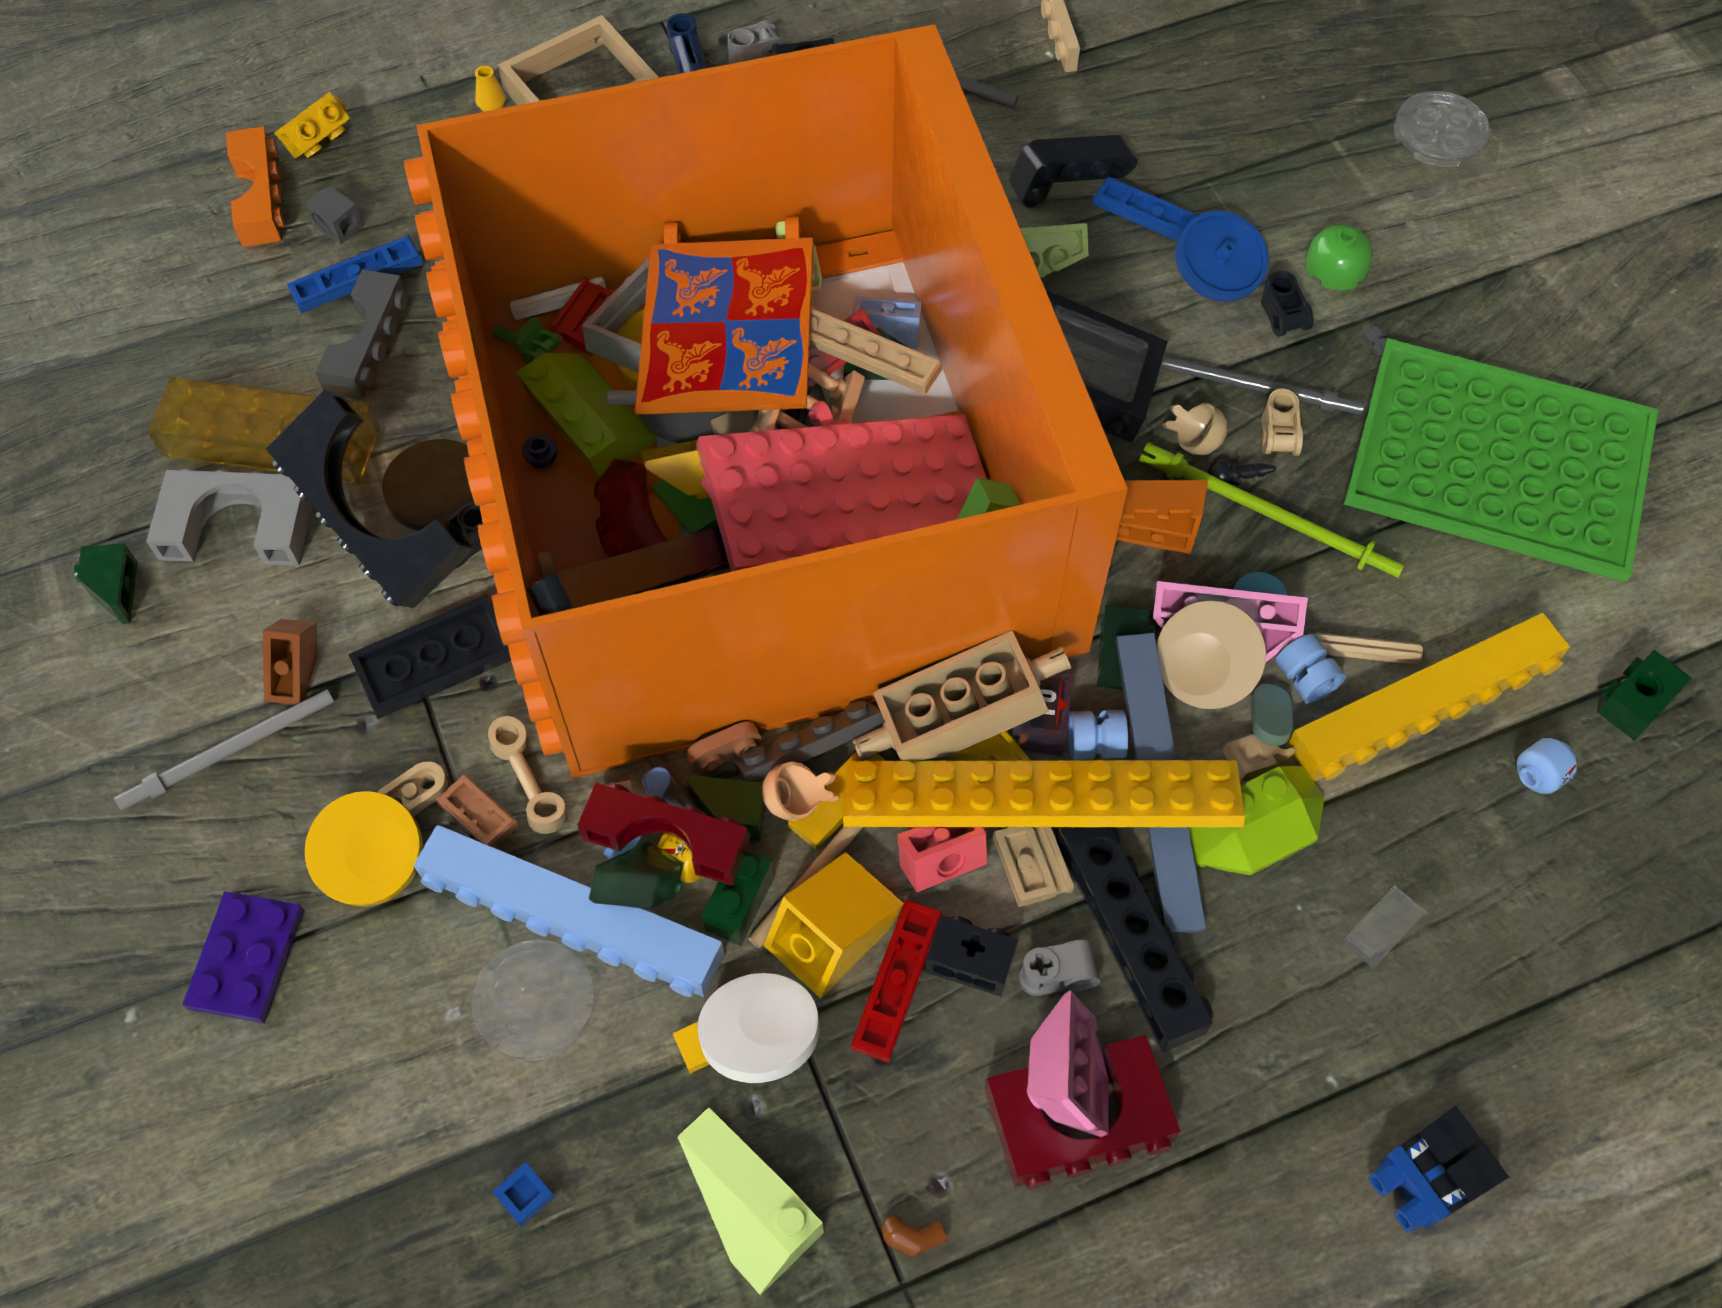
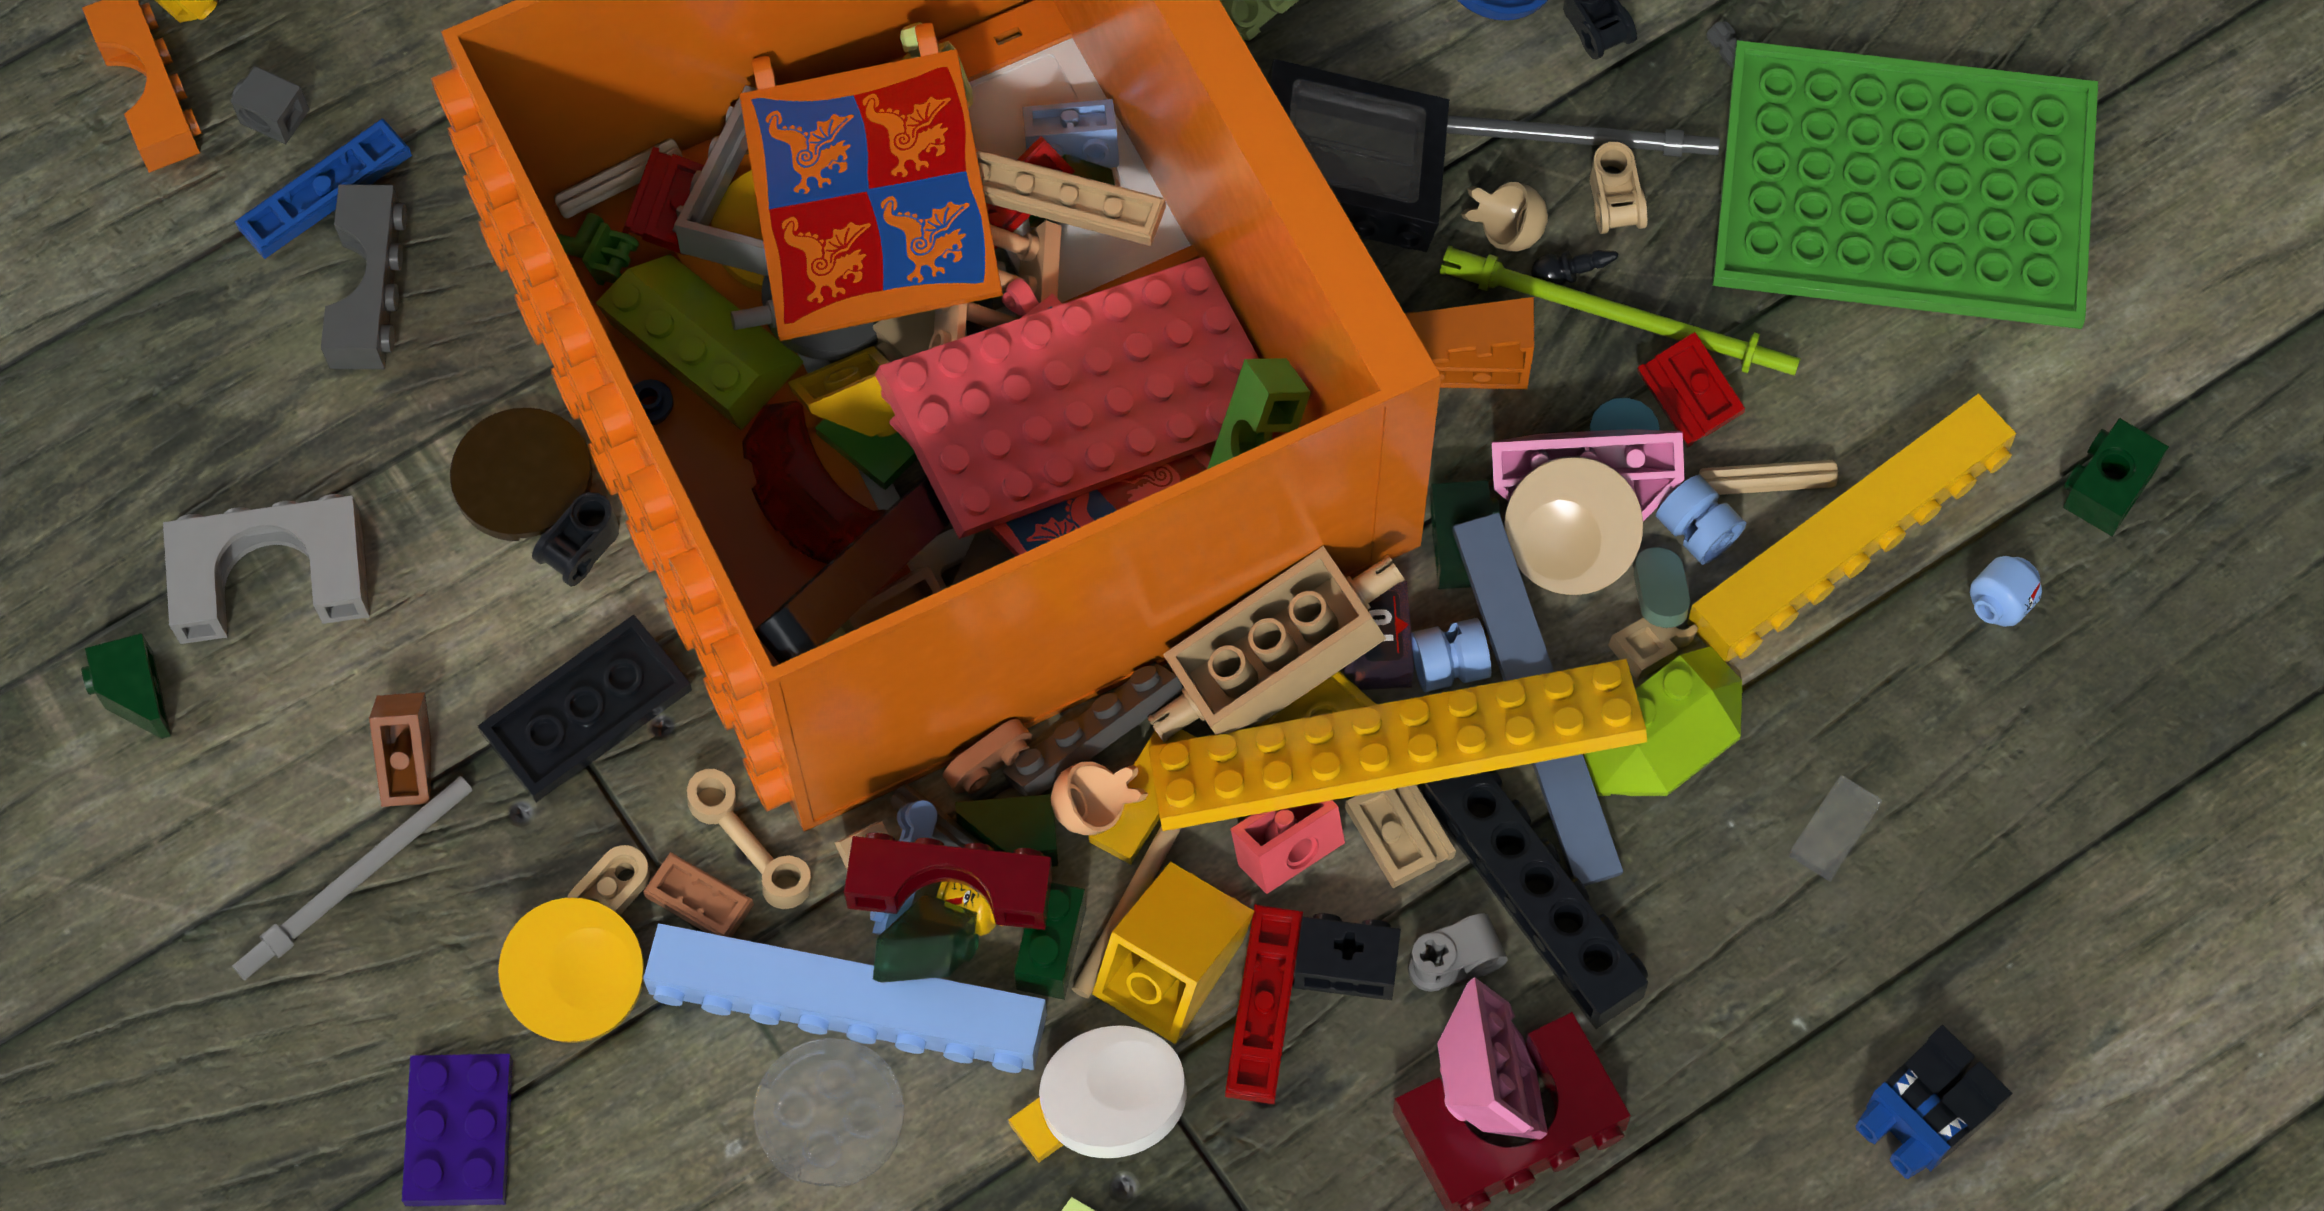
camera: 10 degrees left, 5 degrees up
(239, 422) = (271, 439): clear yellow brick -> none
(312, 457) = (363, 475): black arch -> none
(1317, 573) = (1691, 389): none -> red plate

